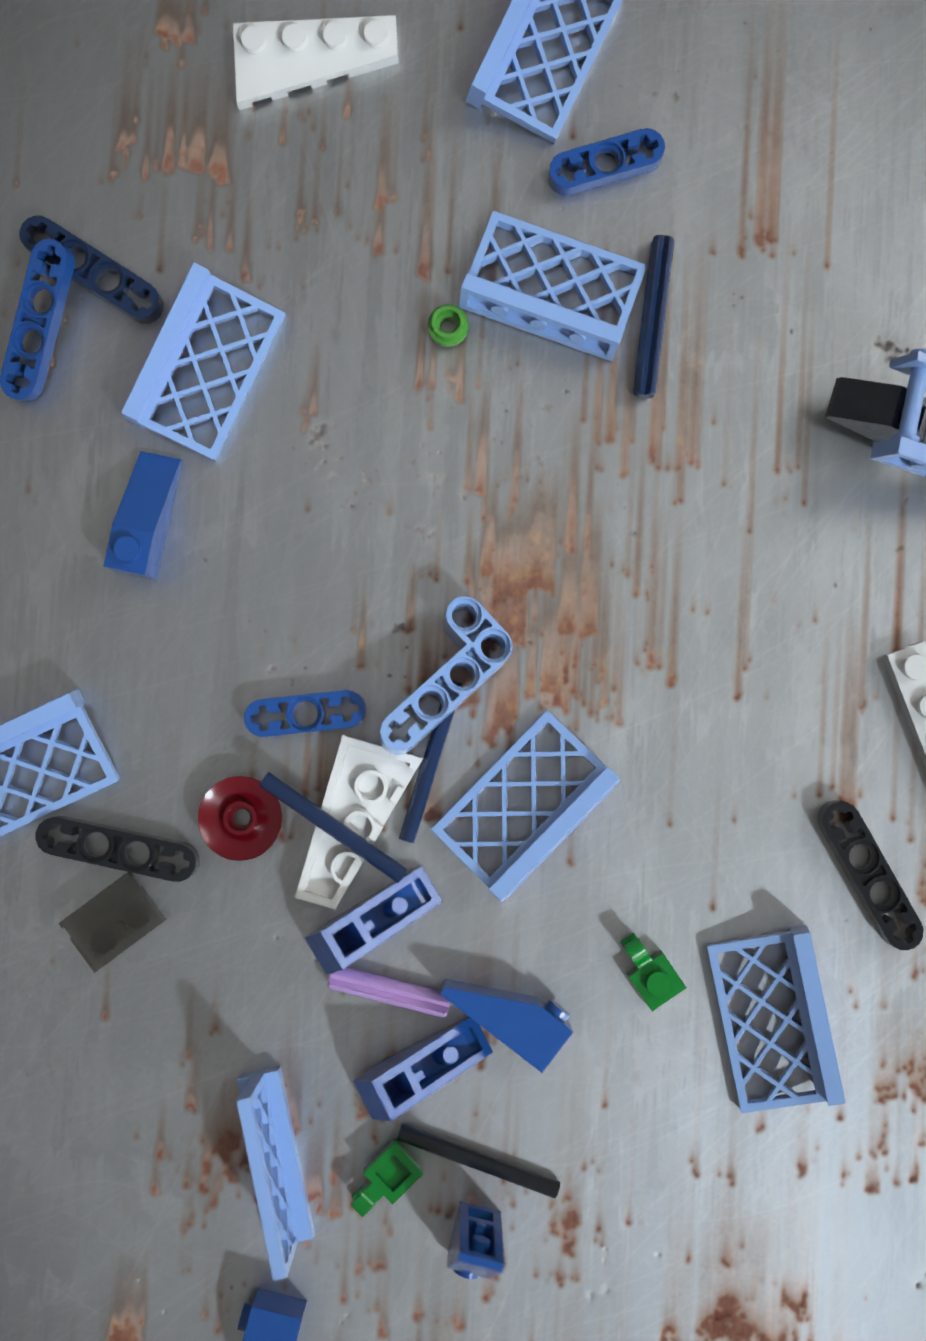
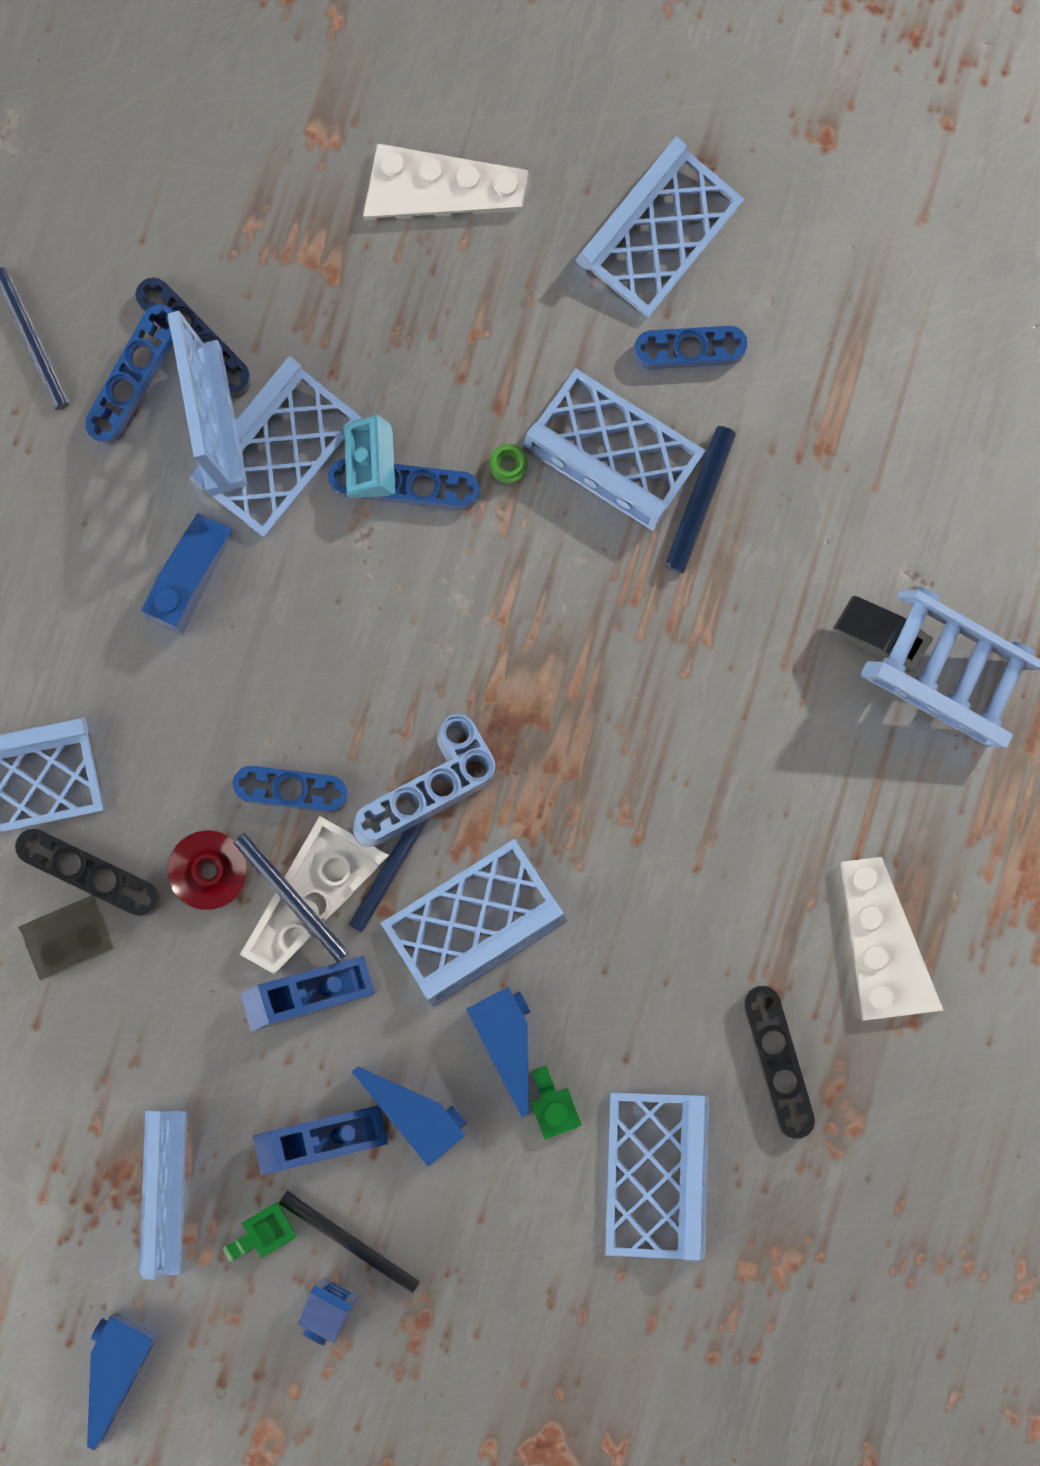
camera: 15 degrees right, 5 degrees down
(117, 333) = (208, 408): none -> light blue fence
(303, 351) = (369, 458): none -> medium azure slope
(346, 378) = (406, 475): none -> blue beam
(389, 991) = (305, 1063): lavender axle -> none
(587, 915) = (505, 1036): none -> blue slope

